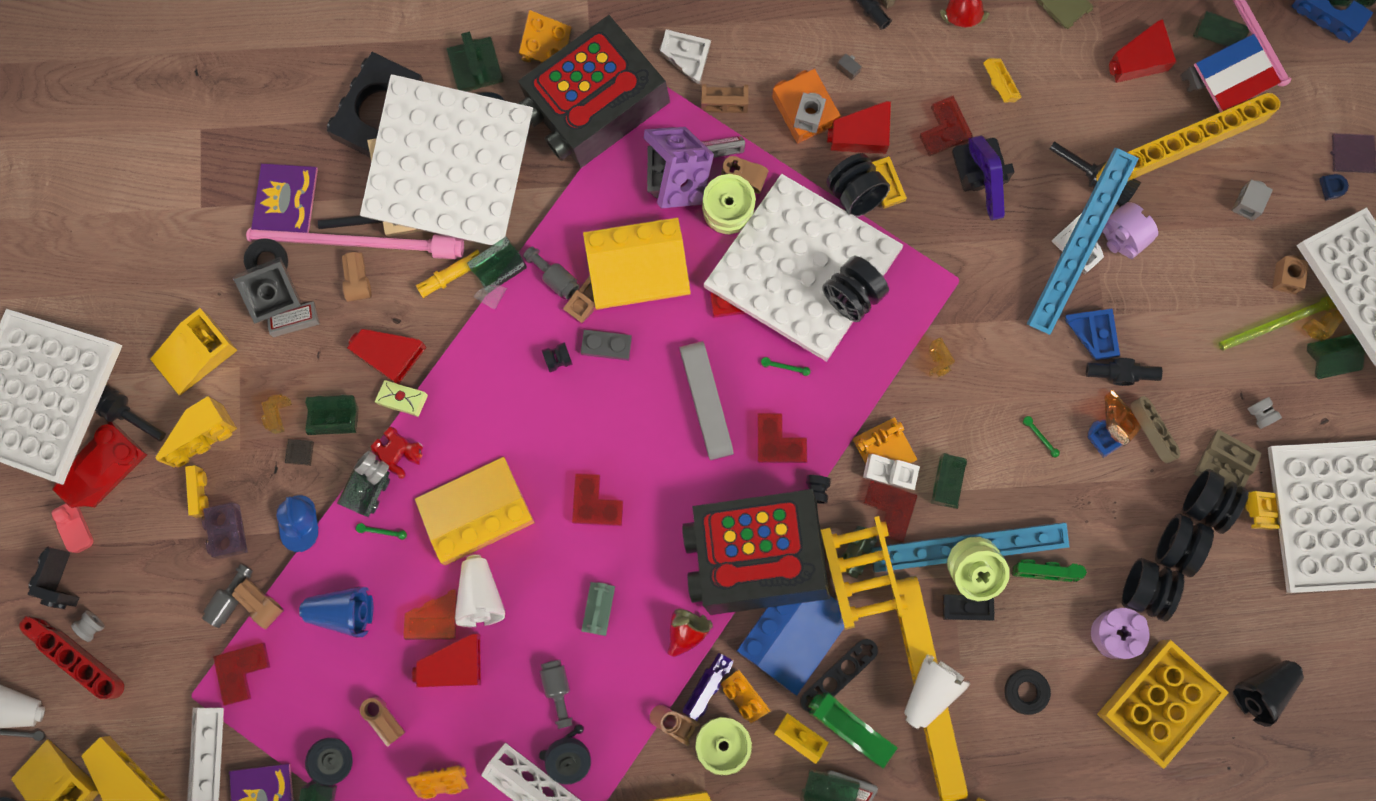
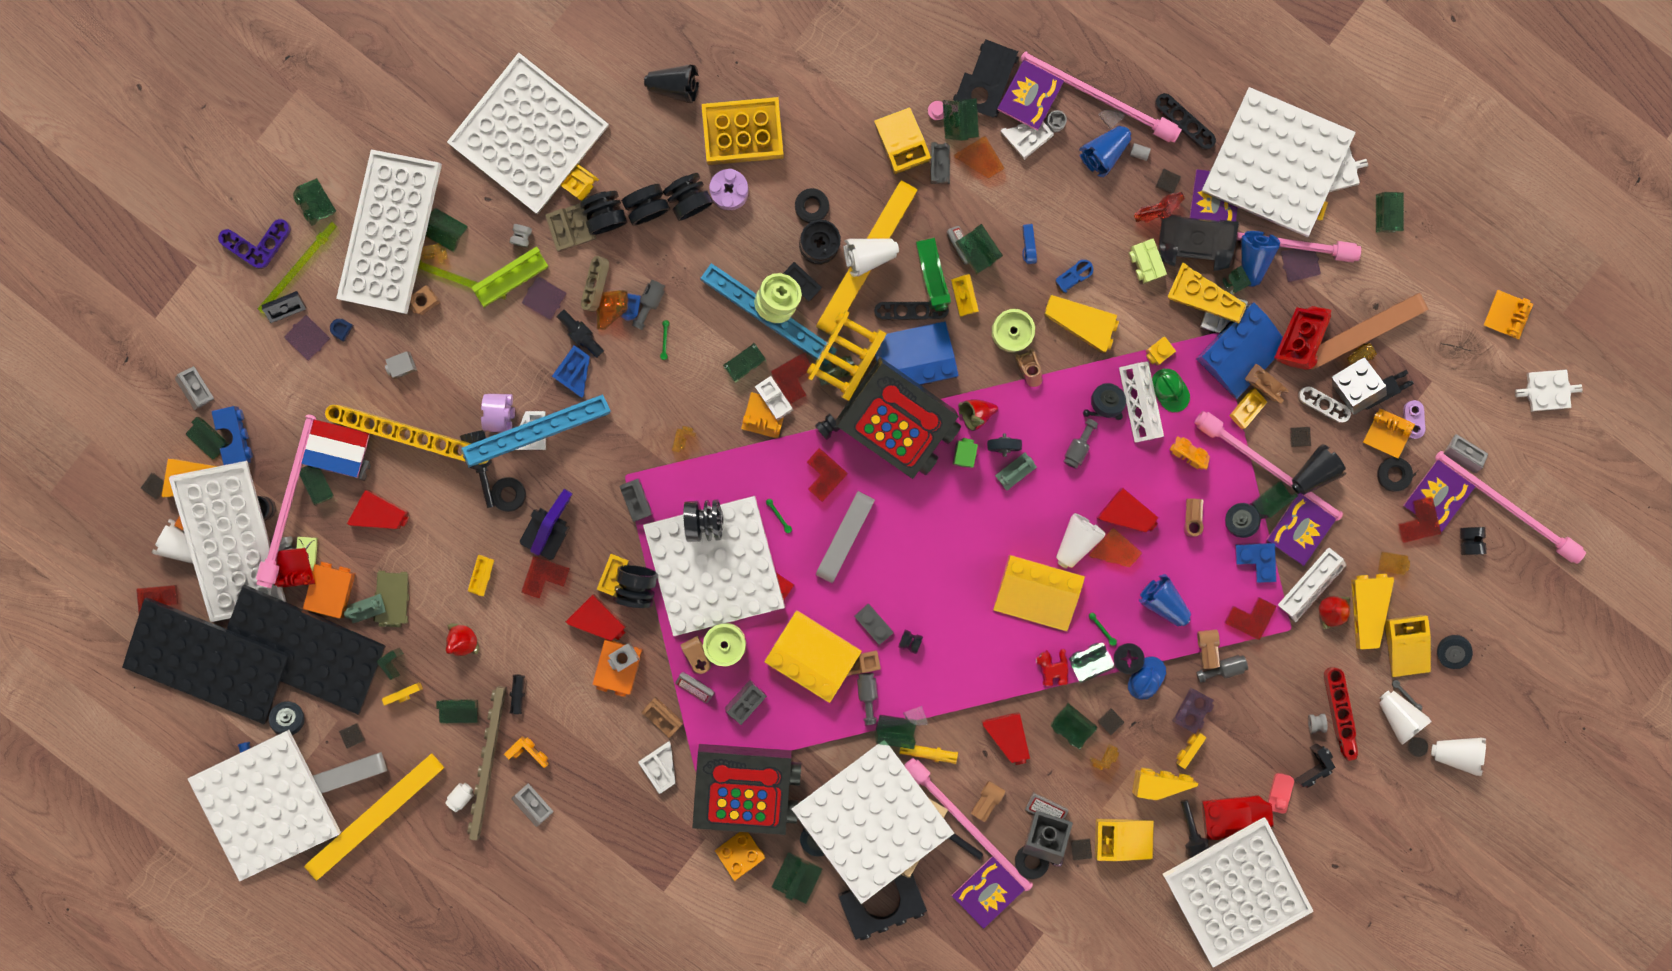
camera: 140 degrees left, 10 degrees up
(160, 753) = (1334, 611): none -> red hat
(228, 310) = (1081, 849): none -> clear smoke tile
(280, 743) = (1262, 556): none -> blue plate
(319, 525) = (1134, 651): none -> black gear
(371, 467) = (1077, 669): light grey wheel -> none
(401, 398) = (1023, 700): yellowish green tile -> none
(589, 508) = (970, 534): clear red plate -> none
(632, 622) = (1004, 445): none -> black wheel
(663, 579) = (965, 453): none -> bright green brick
(685, 159) = (730, 690): medium lavender bracket -> none
(707, 686) = (991, 372): hinge -> none
(745, 697) = (977, 339): light orange hinge -> none
(849, 66) = (566, 669): flat silver piece -> none
(929, 265) = (636, 500): none -> dark grey hinge
(1003, 662) = (823, 231): none -> black wheel
(1039, 184) = (519, 498): none -> black tyre
(1050, 571) = (734, 259): green hinge -> none
(1091, 460) = (650, 300): none -> dark grey piece
(1186, 376) = (544, 297): none -> clear purple piece
(1238, 365) = (510, 277): none -> lime fence

